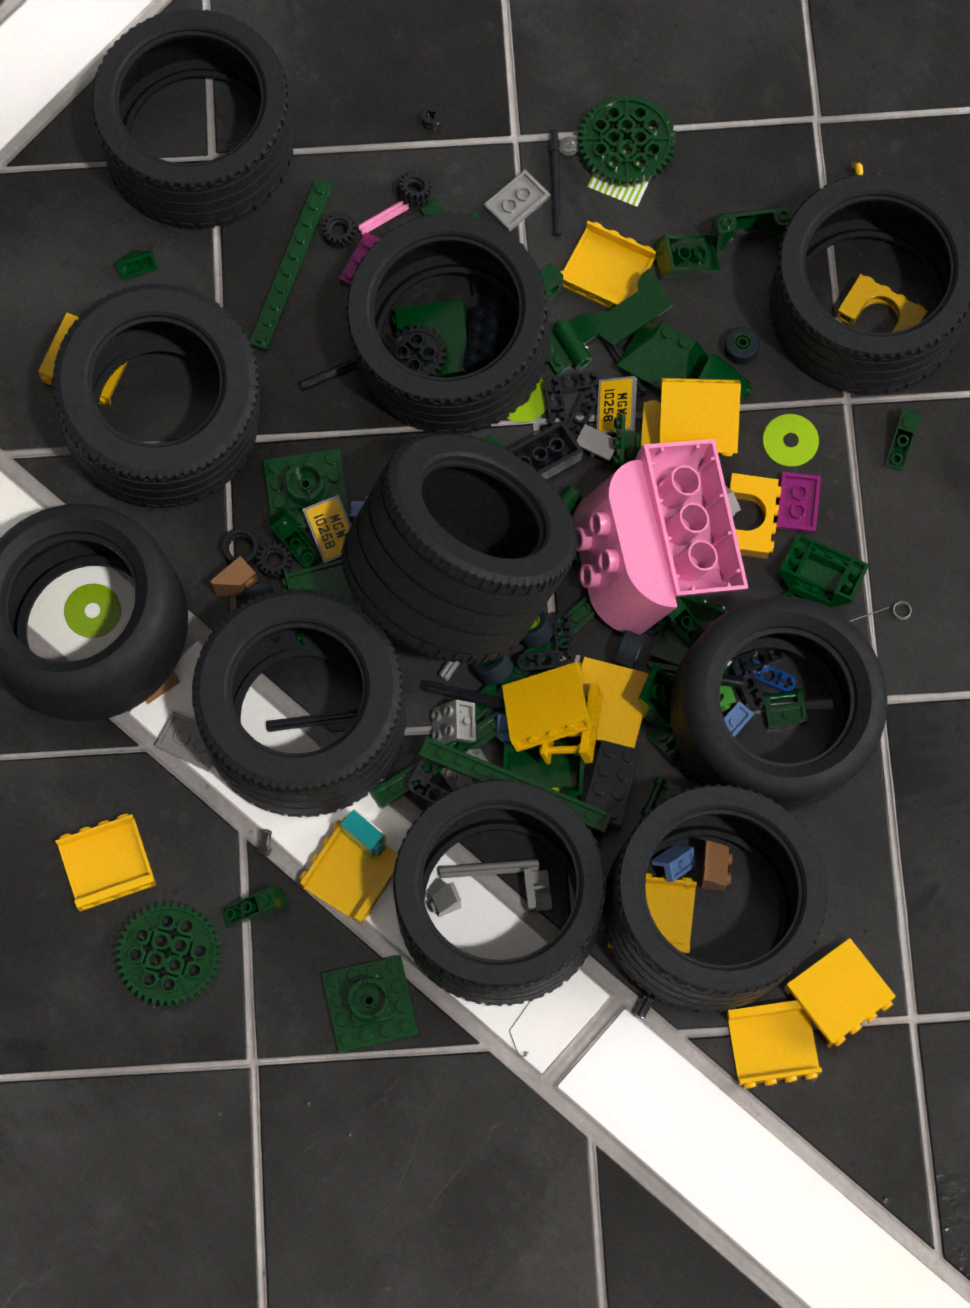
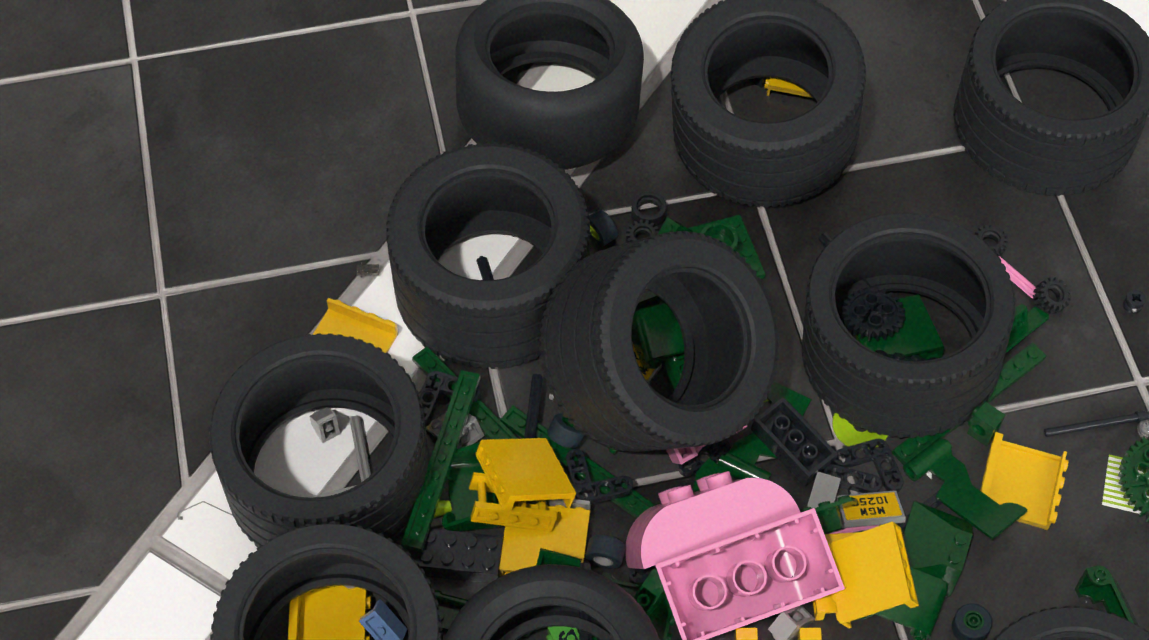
camera: 80 degrees right, 15 degrees down
(105, 862) = (337, 155): yellow panel -> none
(136, 263) = (906, 90): dark green slope -> none
(198, 937) = (248, 217): dark green gear -> none
(234, 579) = (616, 203): medium nougat slope -> none
(255, 906) = (306, 271): dark green slope -> none
(291, 265) = (944, 209): dark green plate -> none
(363, 1024) = (208, 369): dark green piece -> none
(364, 833) = (384, 333): teal piece -> none
(454, 722) = (503, 406): light grey bracket -> none
(517, 200) = (1071, 391): light grey tile -> none
(540, 631) = (611, 462): black wheel -> none
(686, 256) = (1058, 555): dark green slope -> none

